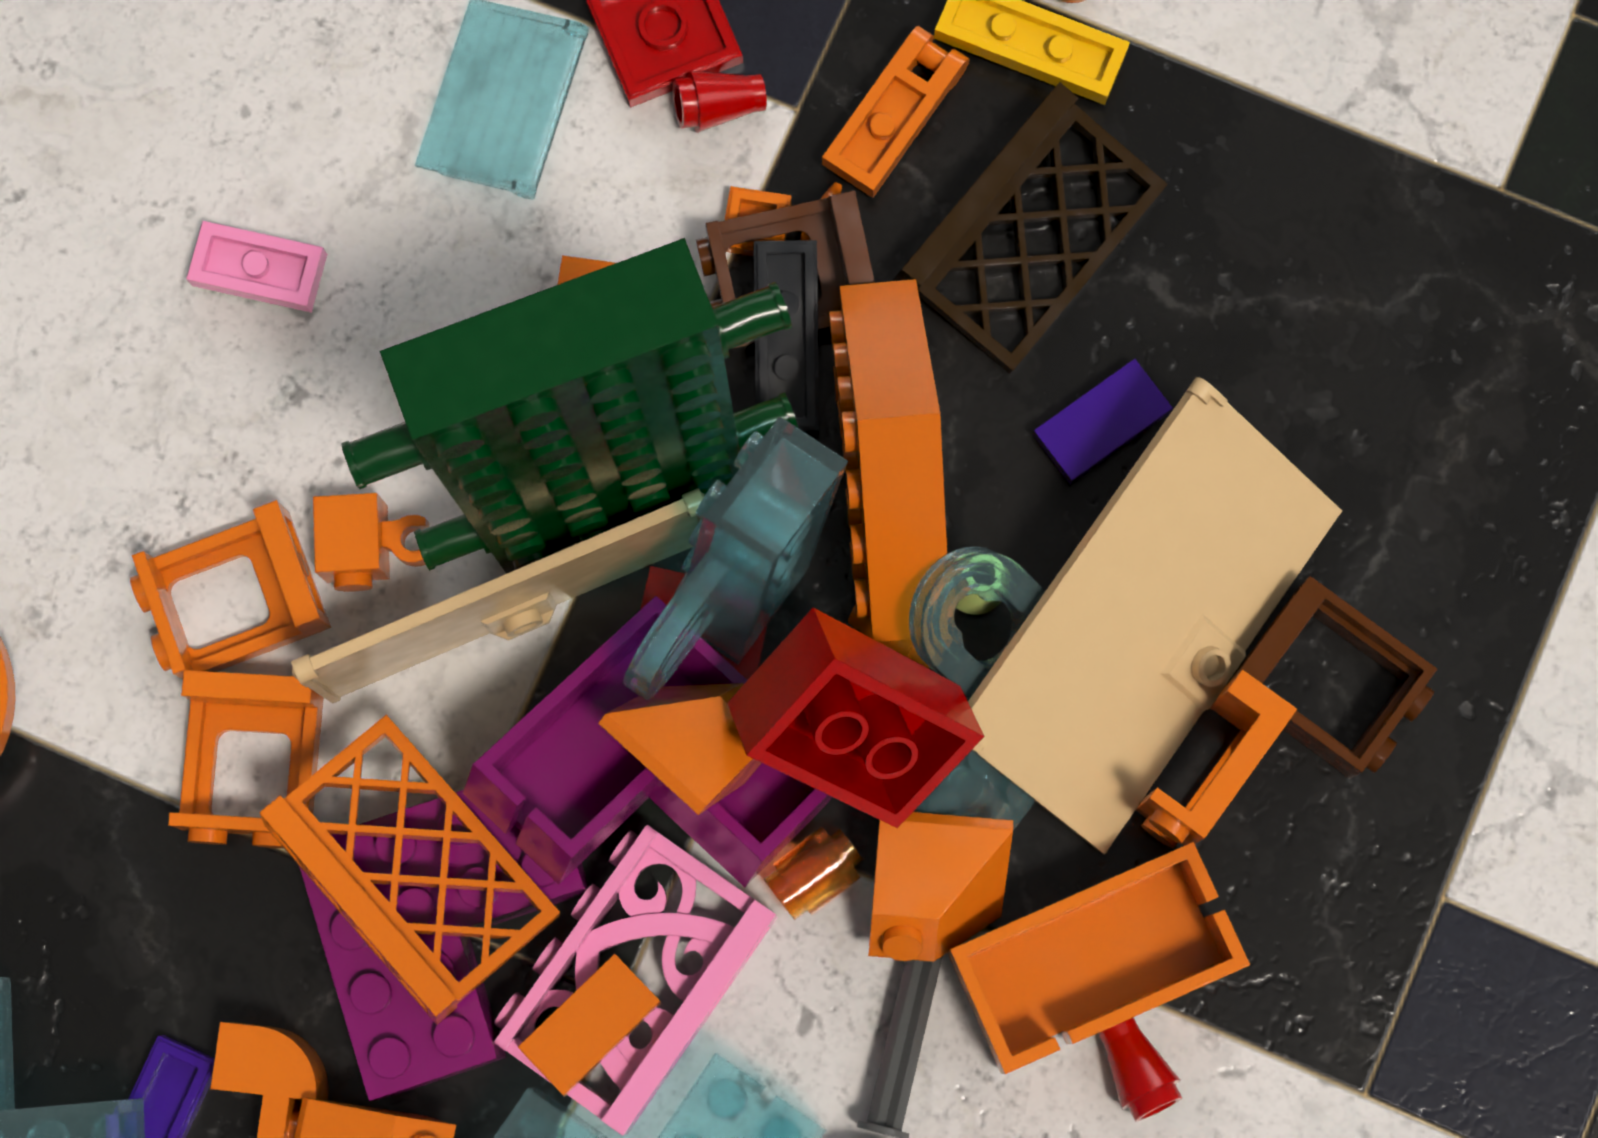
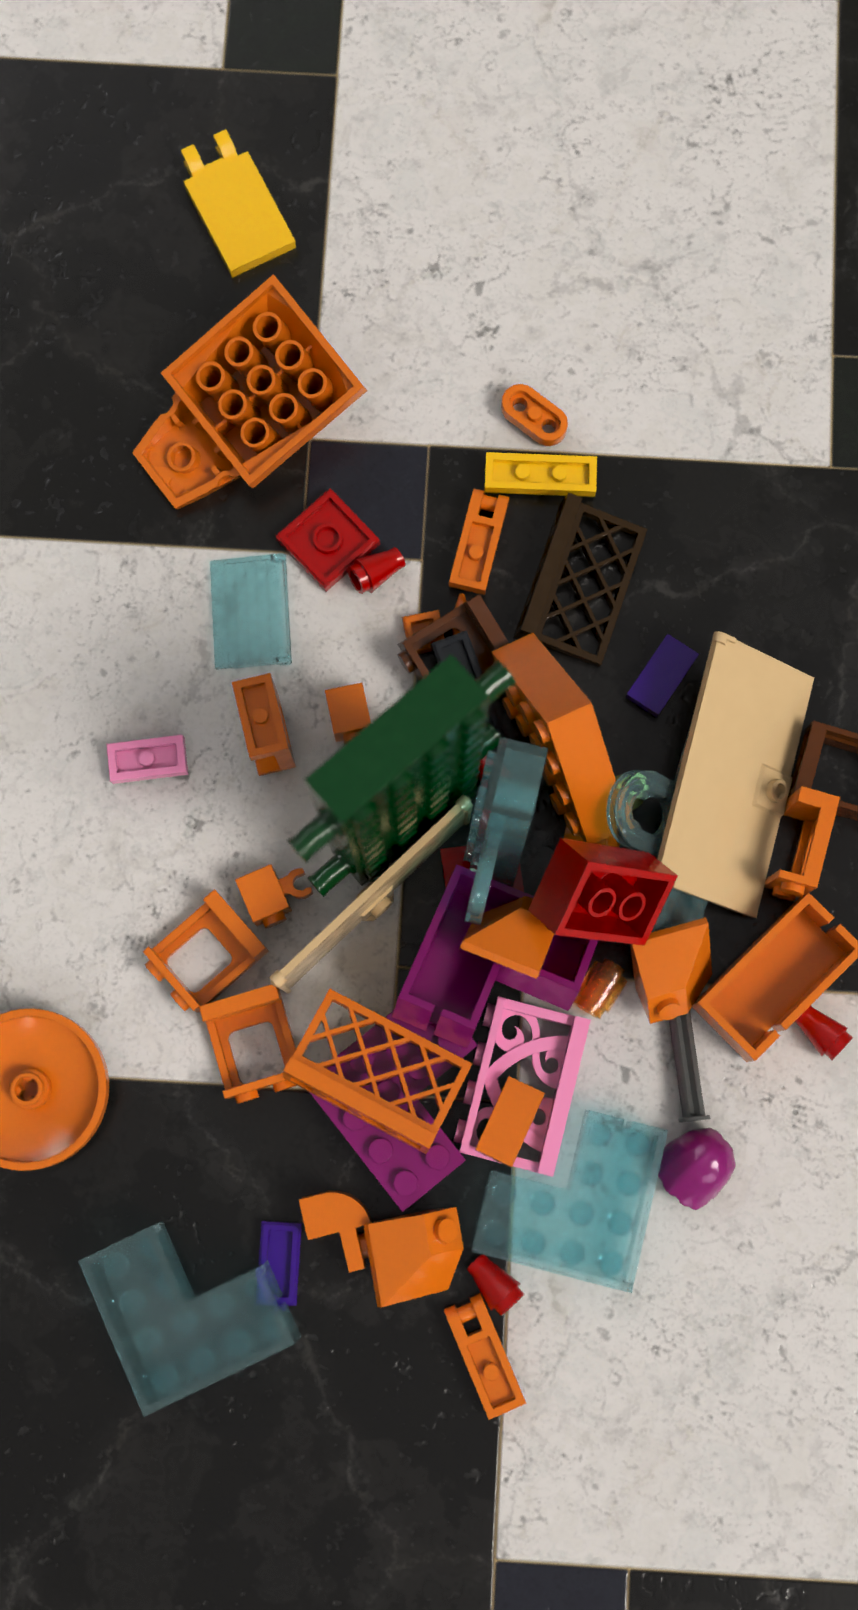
camera: 25 degrees left, 0 degrees up
(443, 260) = (263, 724): none -> orange window

